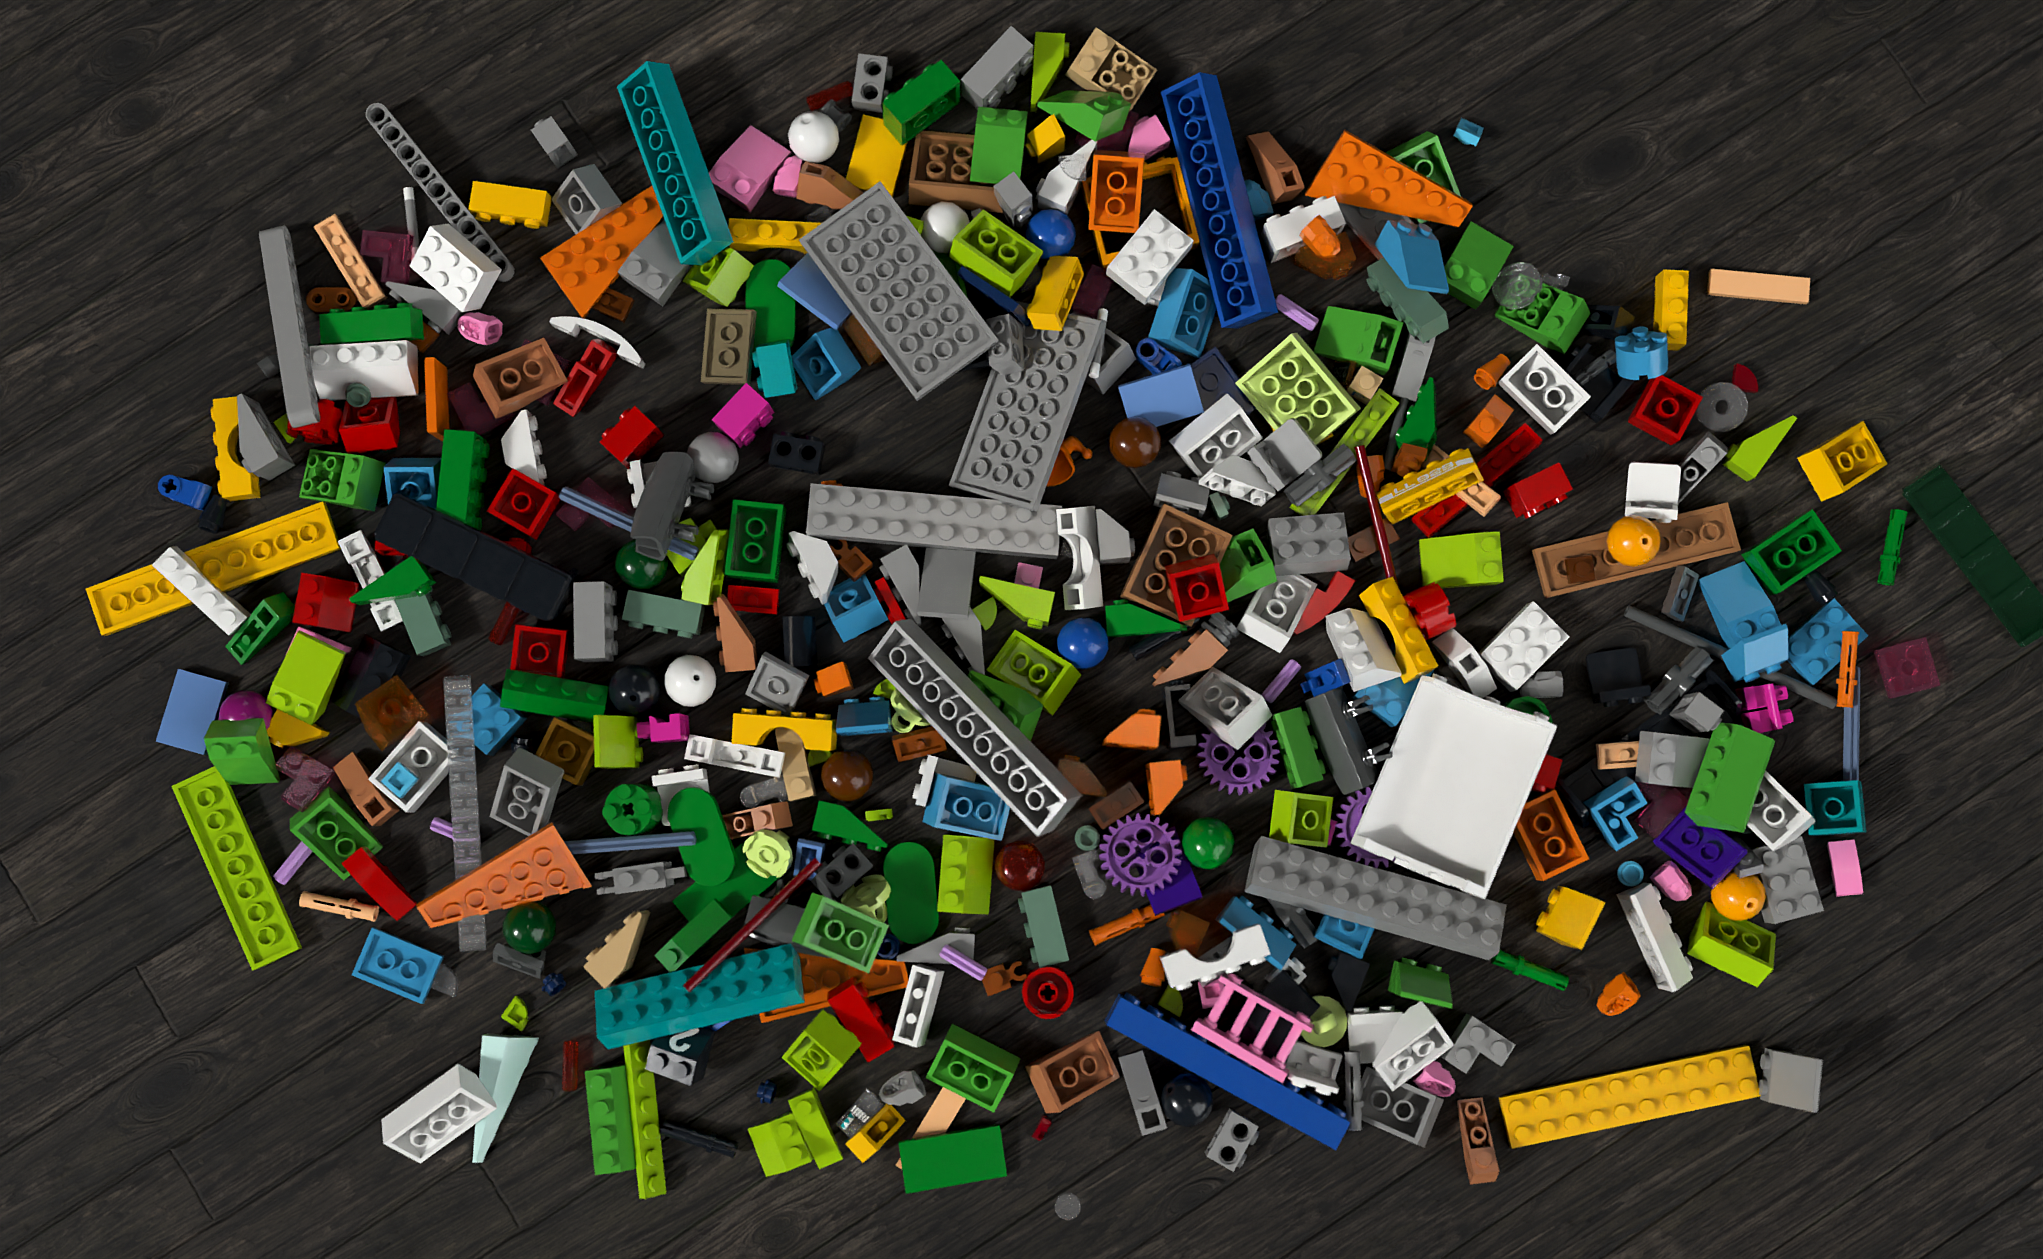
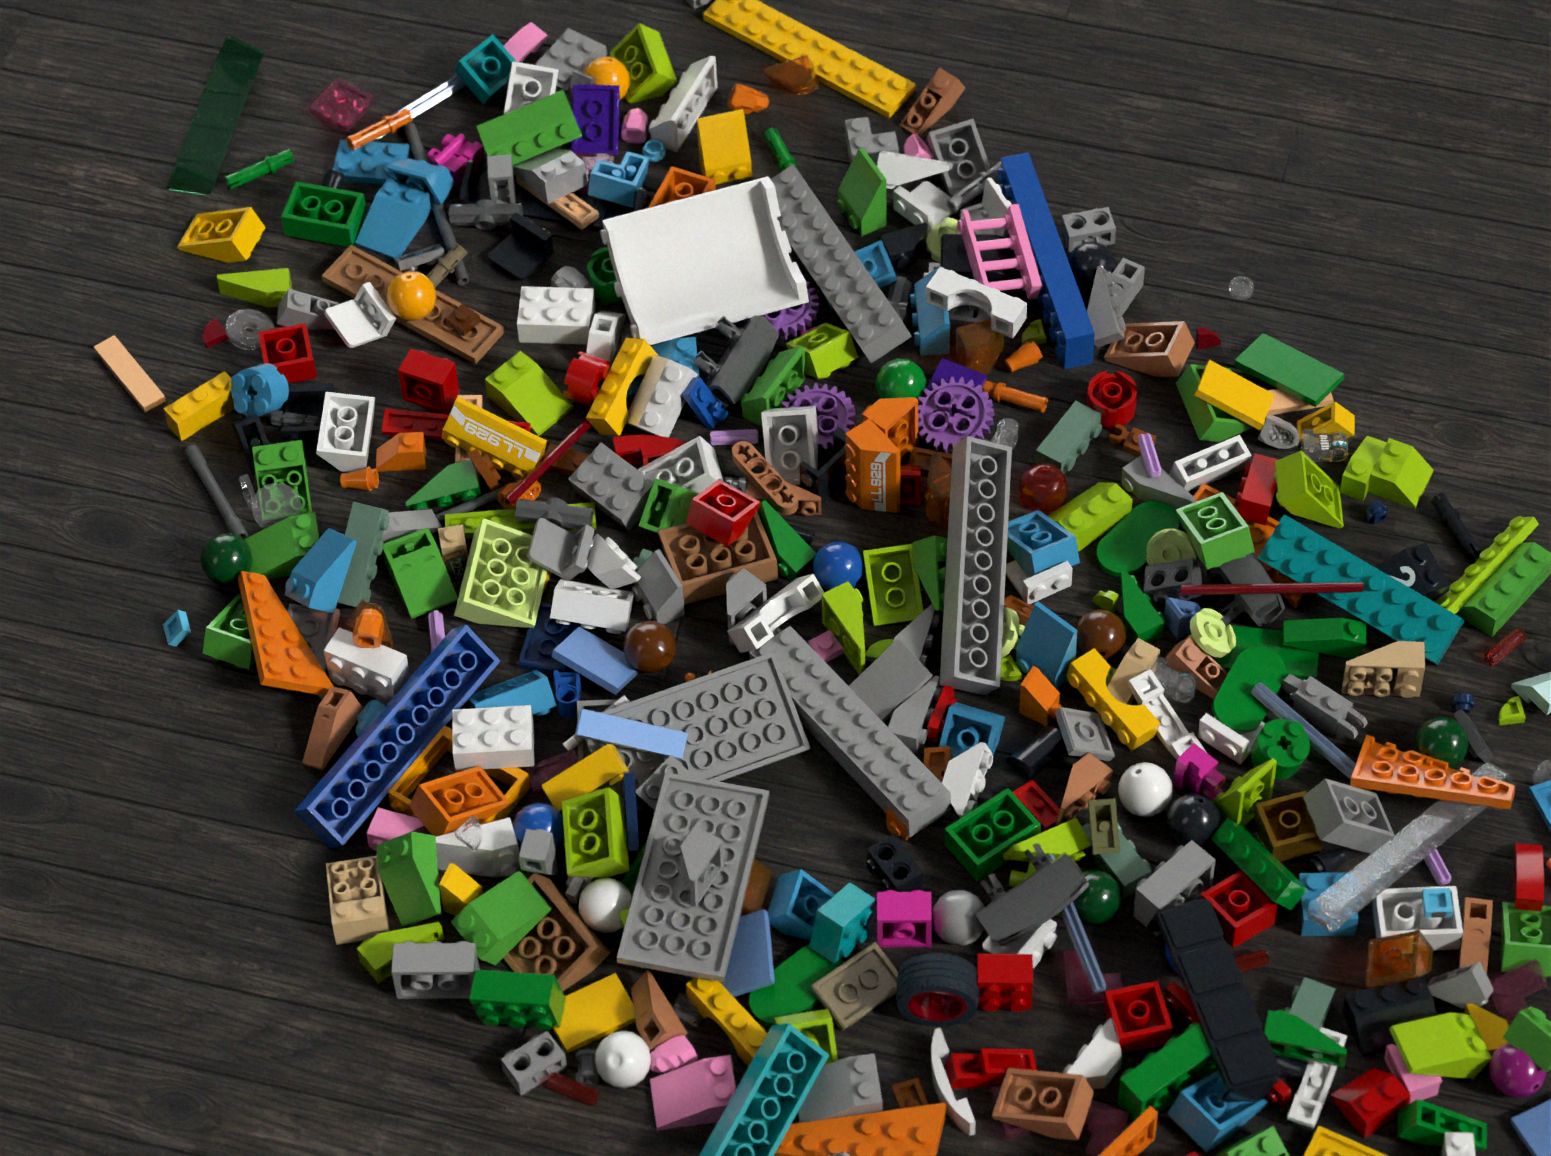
camera: 130 degrees left, 30 degrees down
(340, 745) = (1463, 986): none -> light grey slope
(662, 381) = (937, 989): none -> black wheel
(675, 609) = (1103, 826): none -> olive slope
(891, 285) = (700, 862): none -> light grey slope
(958, 1083) = (1234, 395): none -> yellow tile
(1061, 343) = (631, 734): none -> light blue slope
(1114, 767) = (910, 485): none -> red slope
(1127, 1059) = (1103, 310): none -> light grey slope
(1209, 656) = (762, 479): none -> nougat beam
(1498, 210) = (225, 558): none -> dark green piece
(1605, 1054) = (794, 75): none -> clear orange slope
(1616, 268) = (199, 464): none -> dark grey piece
(1651, 605) = (446, 264): none -> dark tan pin

